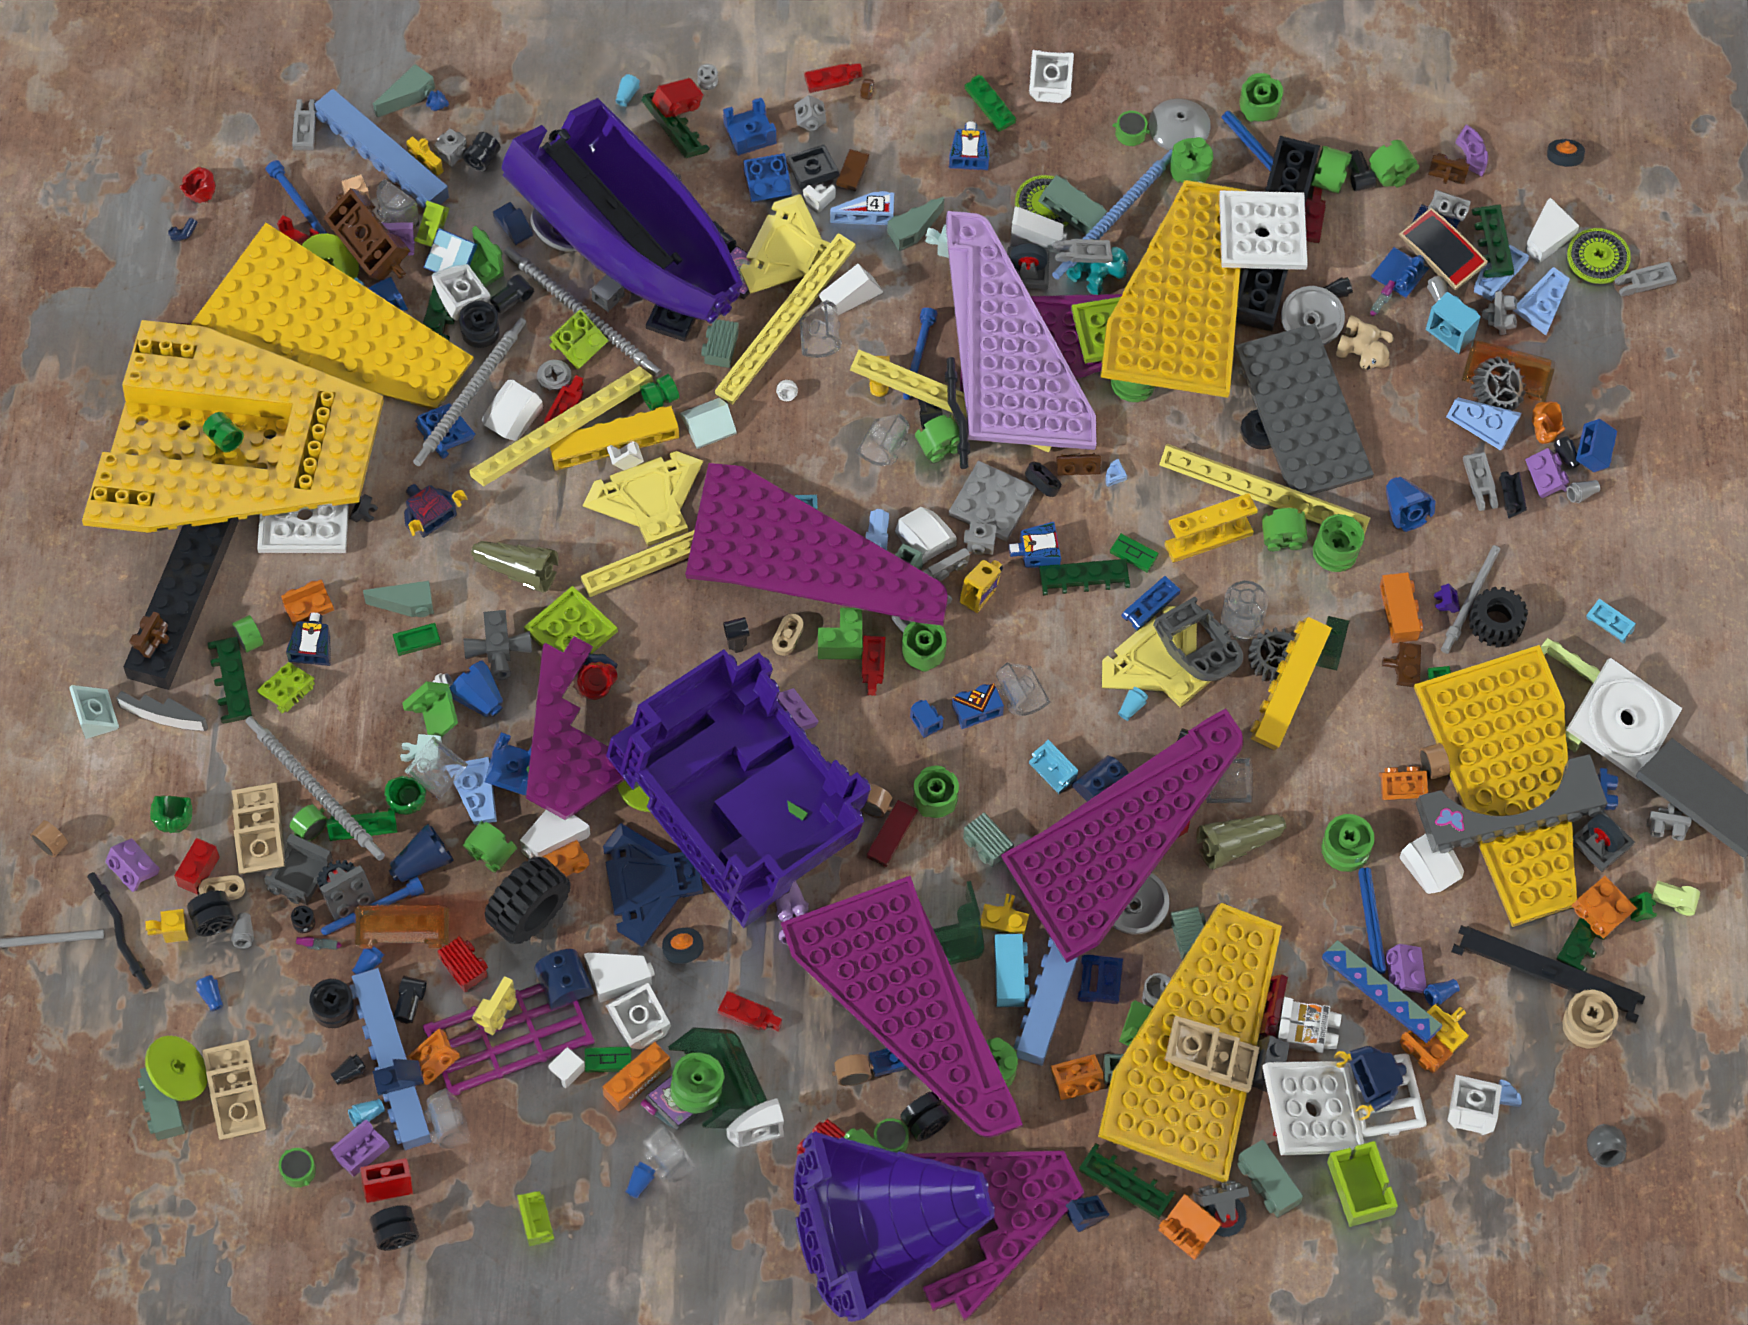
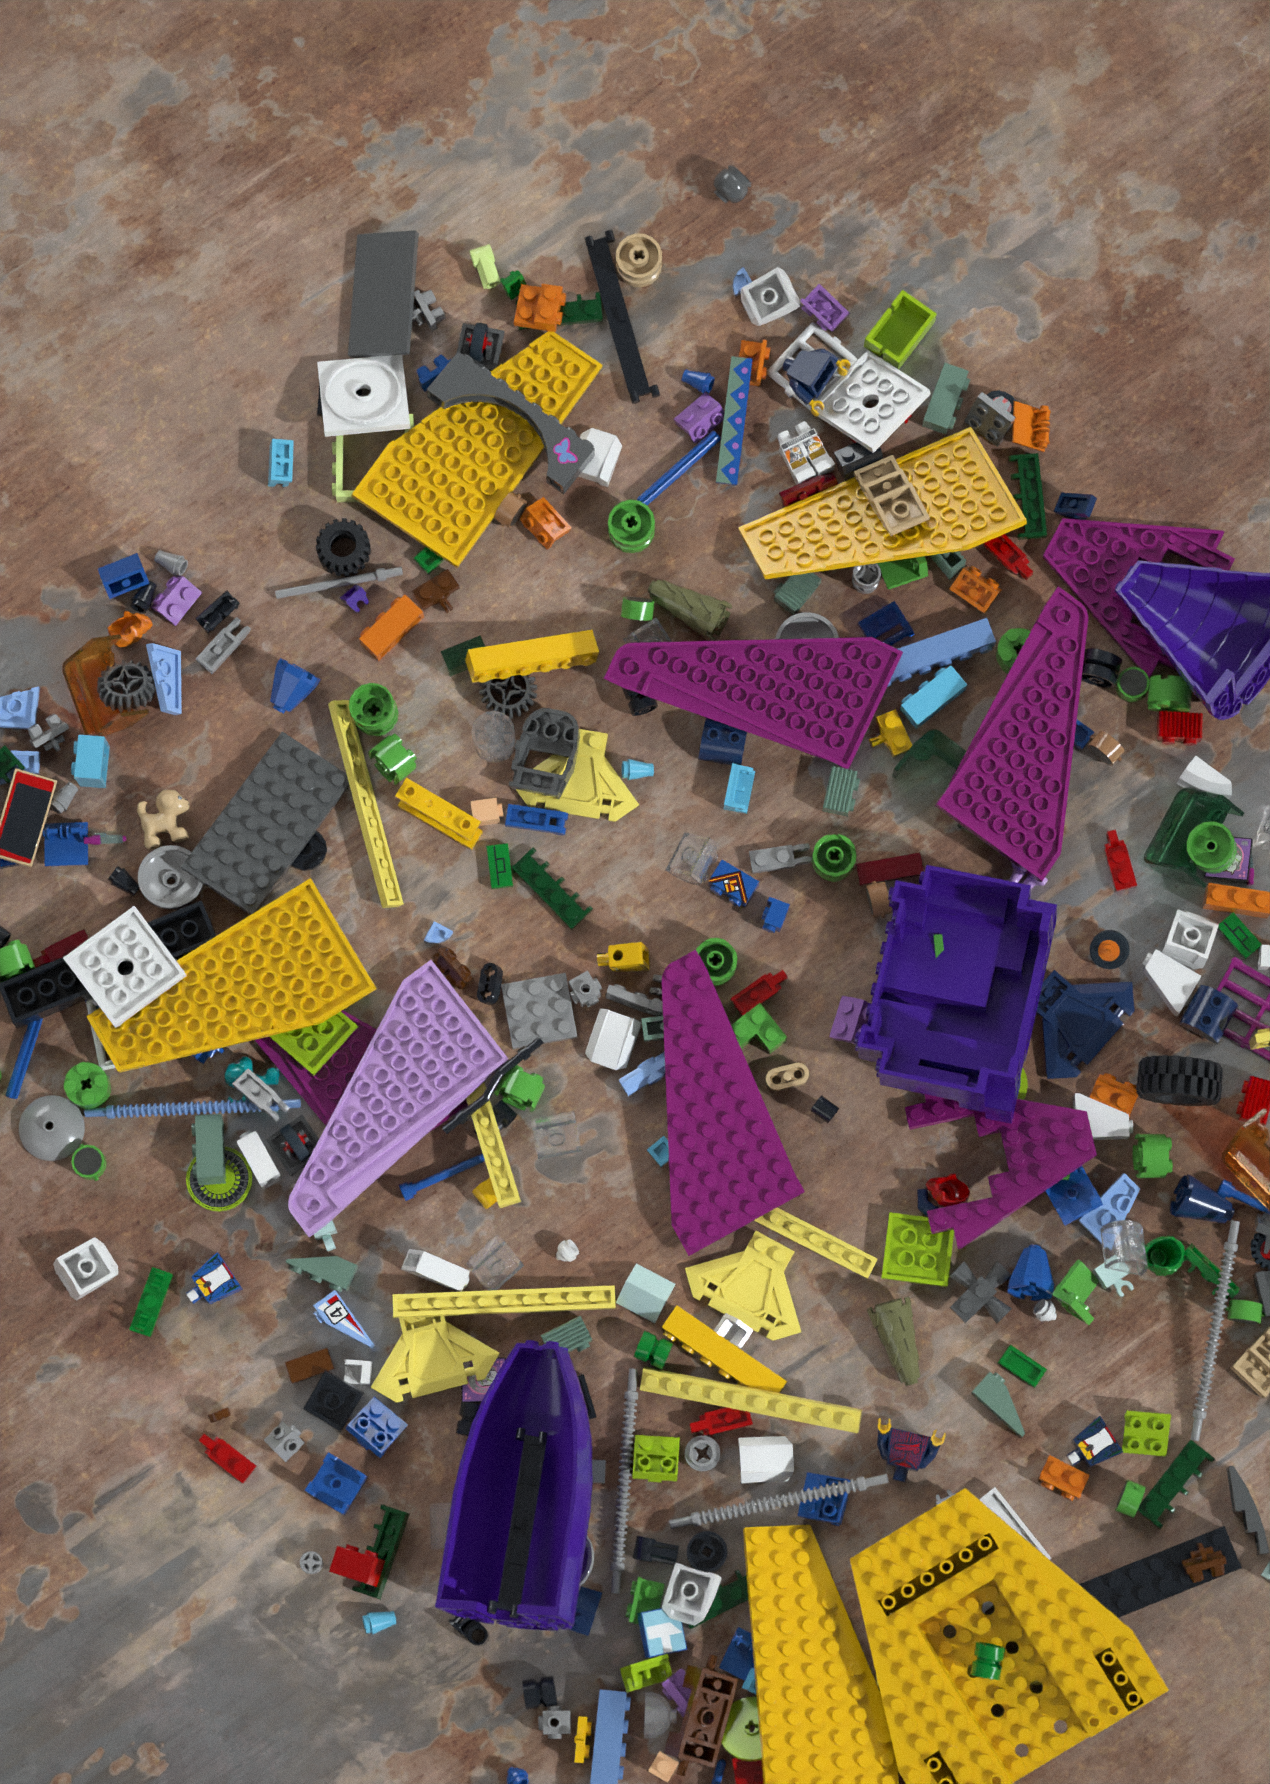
camera: 125 degrees left, 15 degrees up
(973, 755) = (777, 858): none -> light grey hinge
(1038, 546) = (555, 941): torso -> none
(1079, 1125) = (1009, 556): none -> red hinge
(1187, 570) = (487, 811): none -> light nougat brick
(1270, 795) = (637, 608): none -> bright green piece
(1430, 1139) = (825, 308): none -> medium lavender bracket
(1450, 1034) = (722, 358): yellow plate -> none

